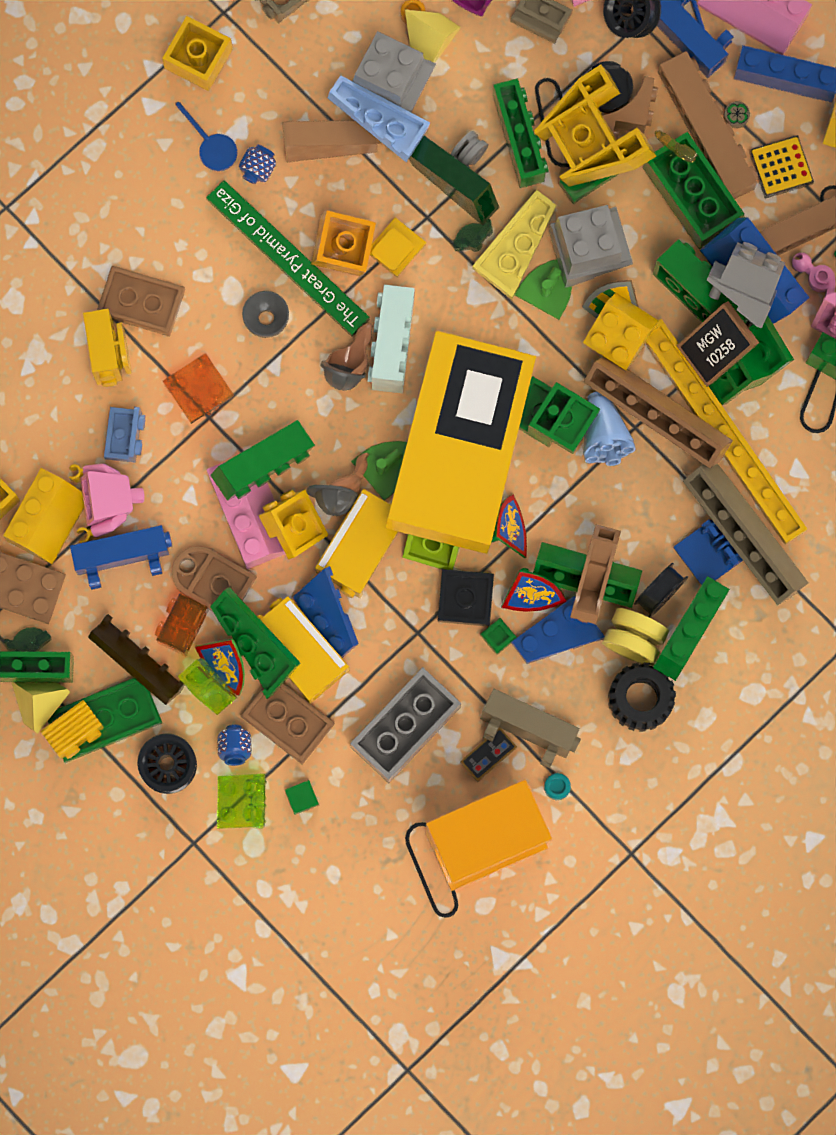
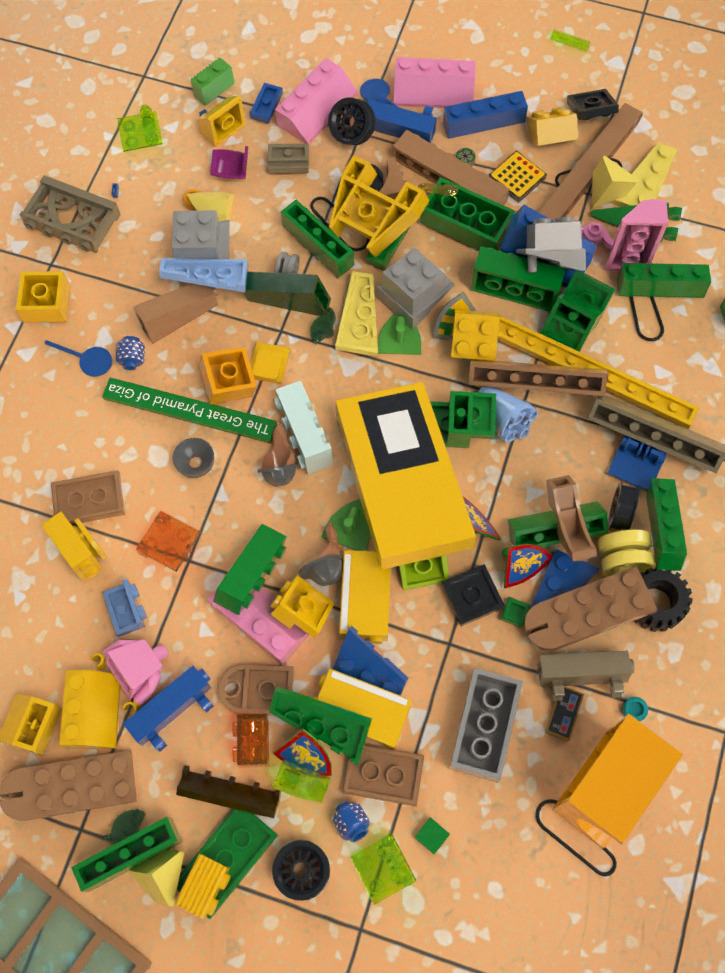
camera: 25 degrees left, 10 degrees down
(564, 671) = (589, 610): none -> medium nougat plate
(717, 344) = (554, 304): black tile -> none

